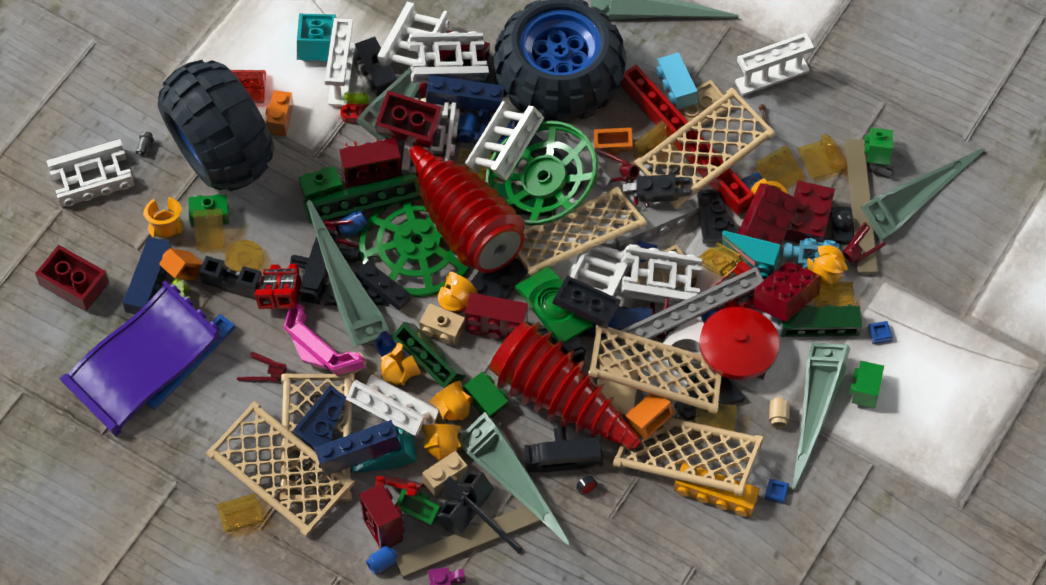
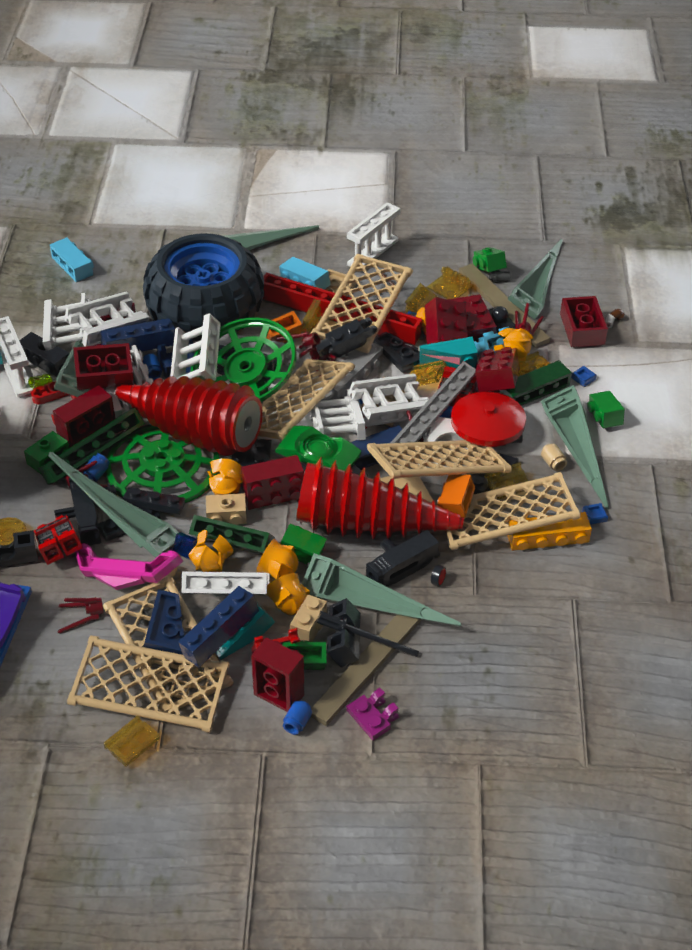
camera: 30 degrees left, 15 degrees down
(586, 301) = (349, 431): black plate -> none
(922, 269) = (583, 321): none -> dark red brick
(962, 273) = (617, 313): none -> arm

